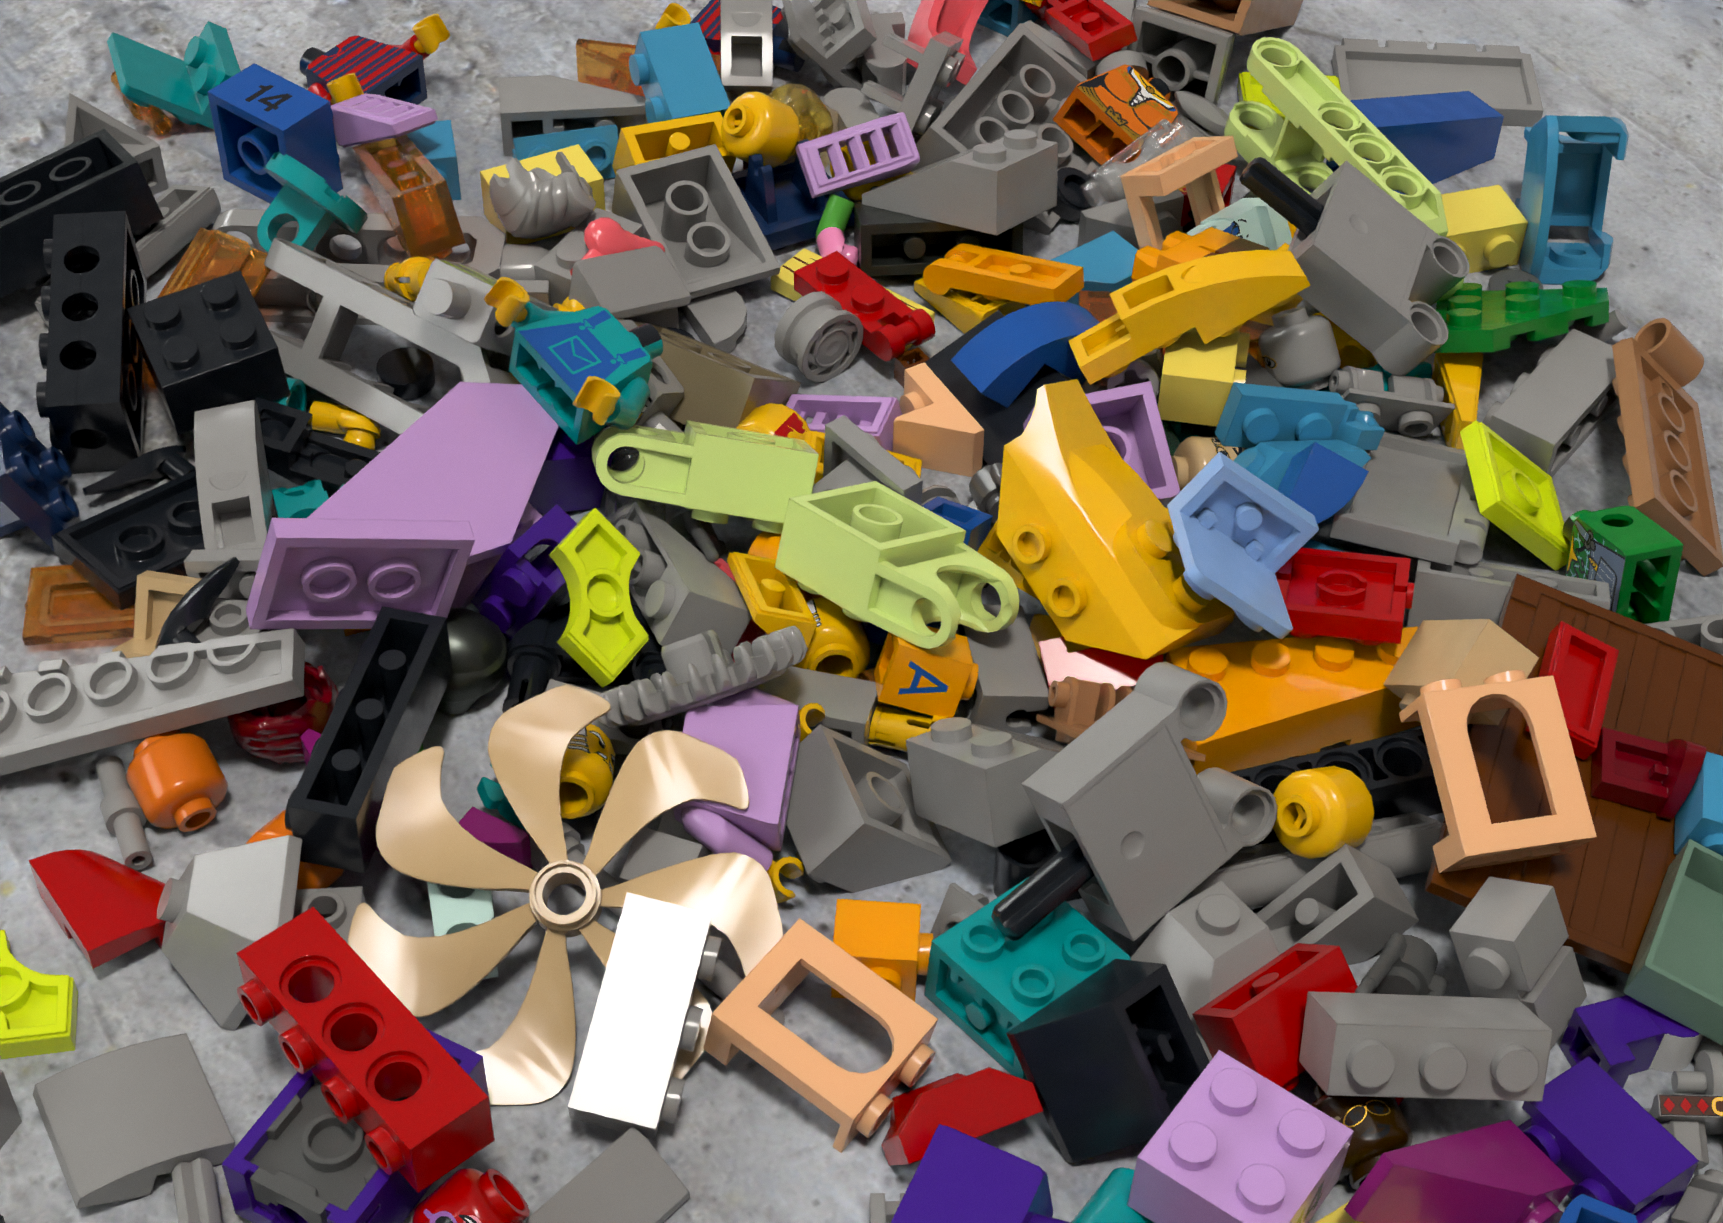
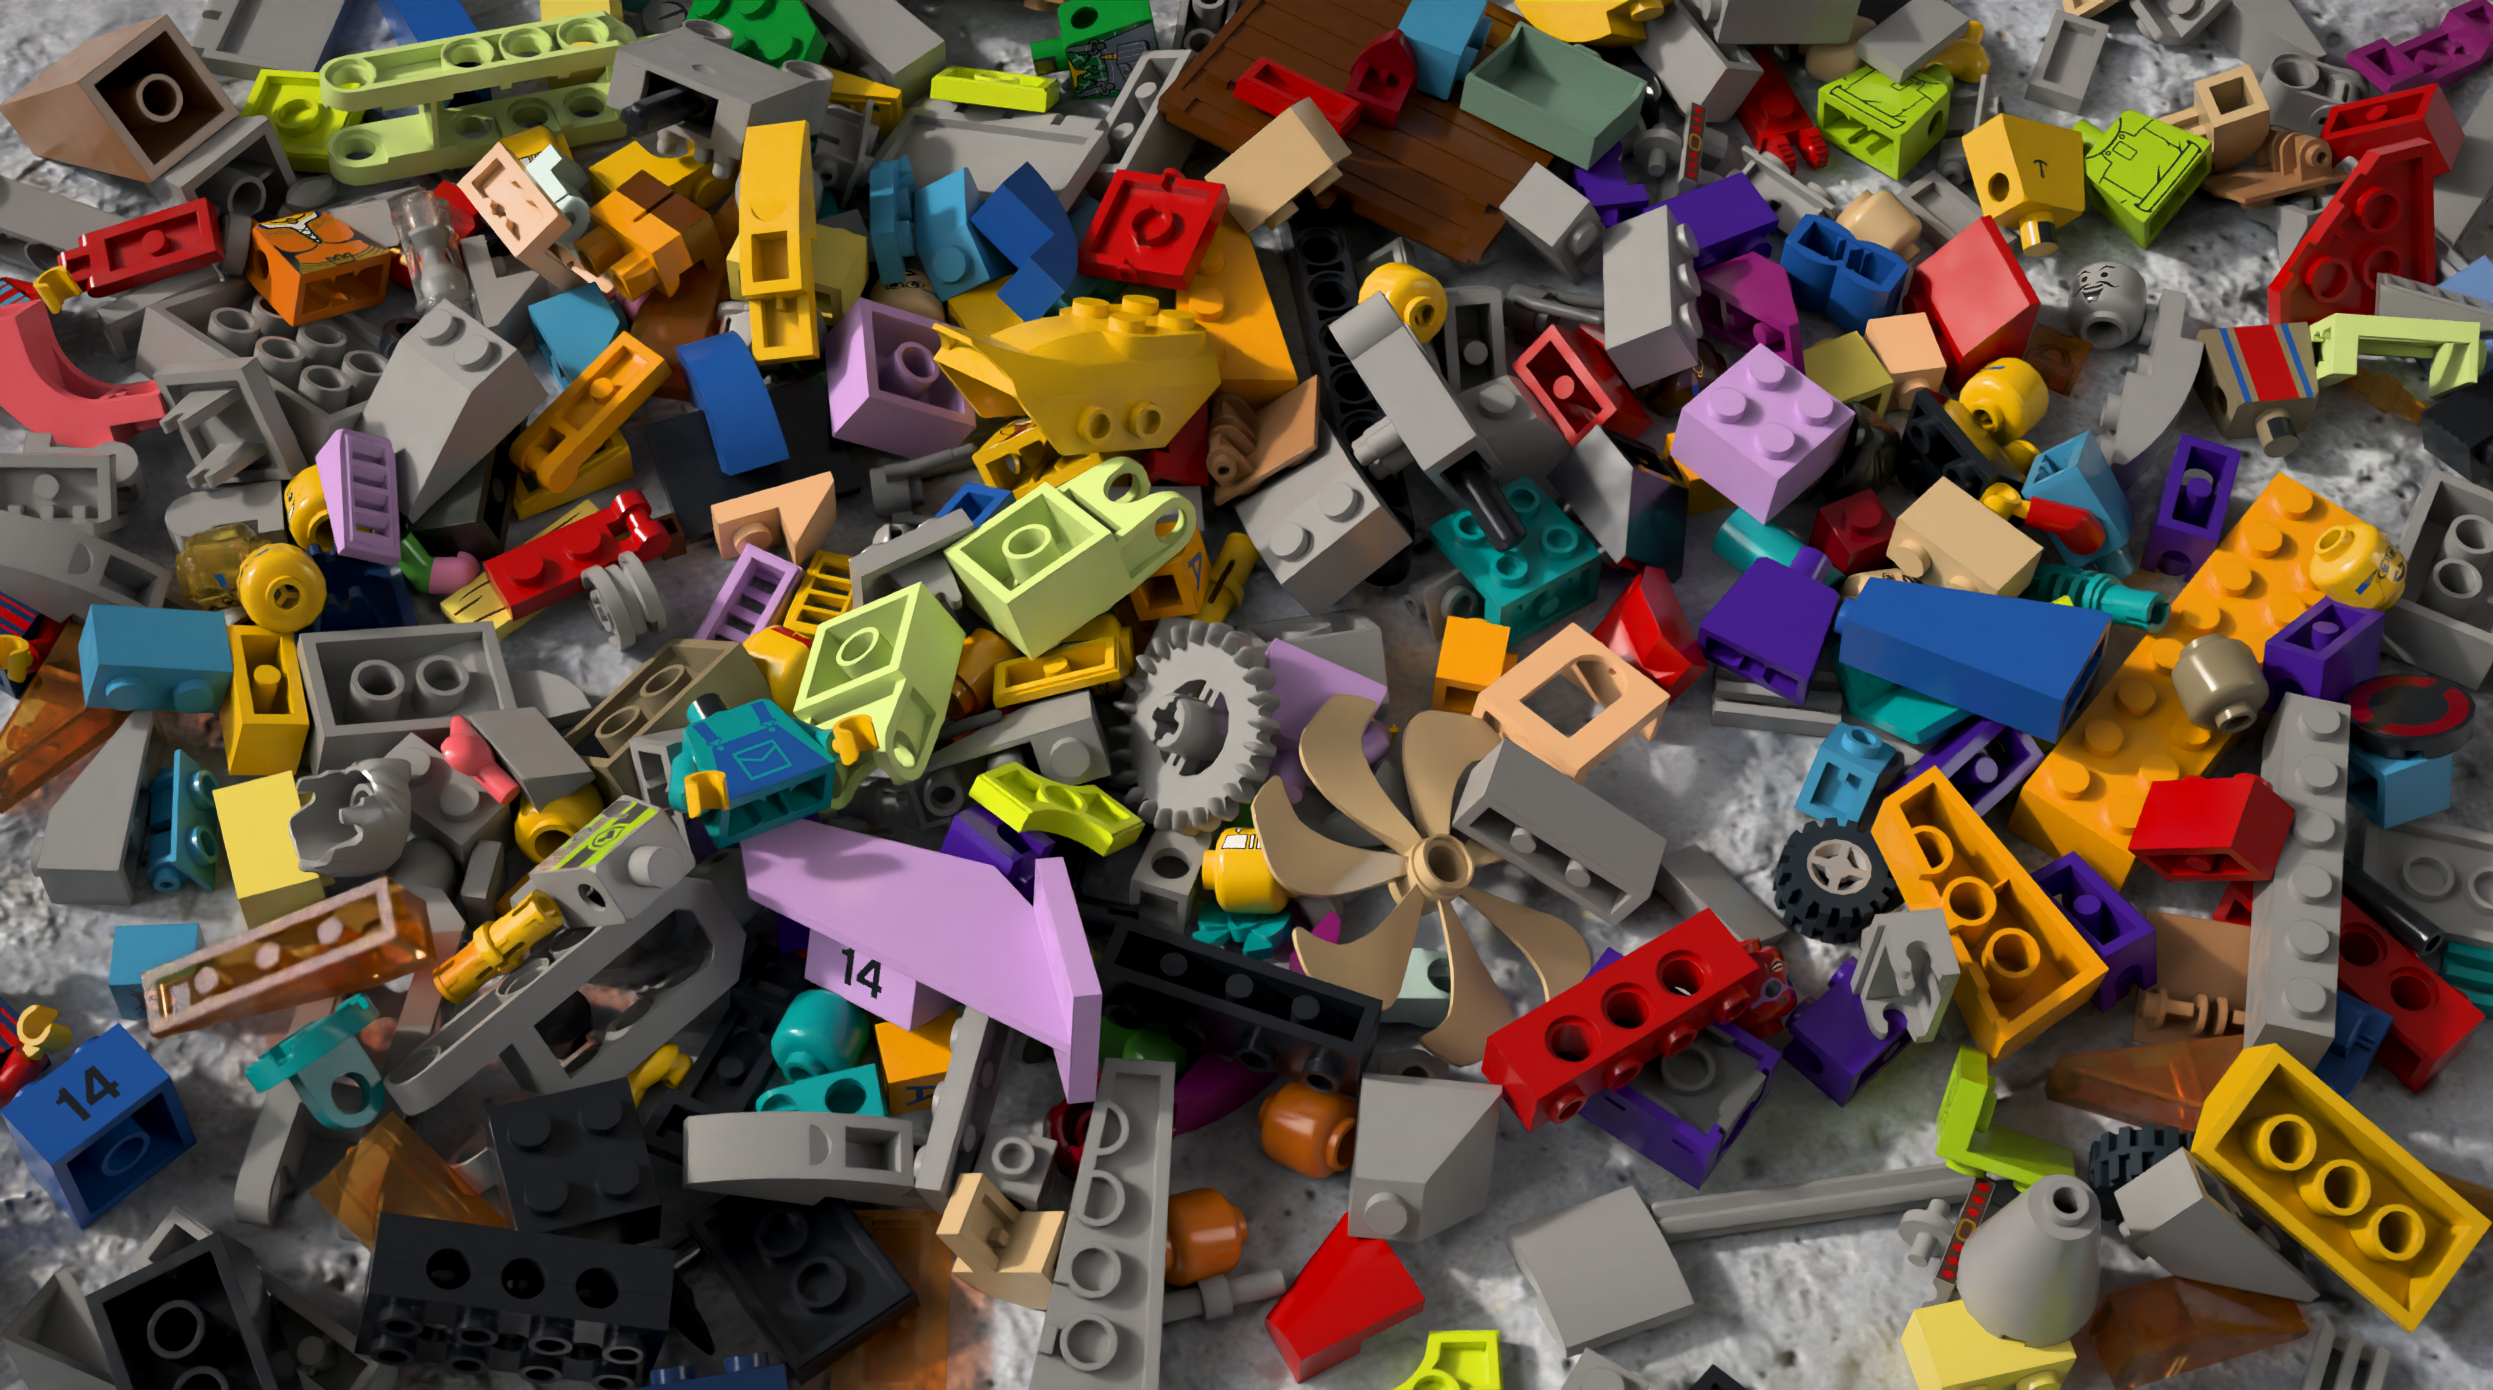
camera: 85 degrees left, 10 degrees up
(196, 606) = (1020, 1191): black bar -> none
(377, 118) = (95, 1000): lavender slope -> none
(1235, 540) = (1117, 276): light blue bracket -> none
(1472, 837) = (1466, 169): light nougat panel -> none

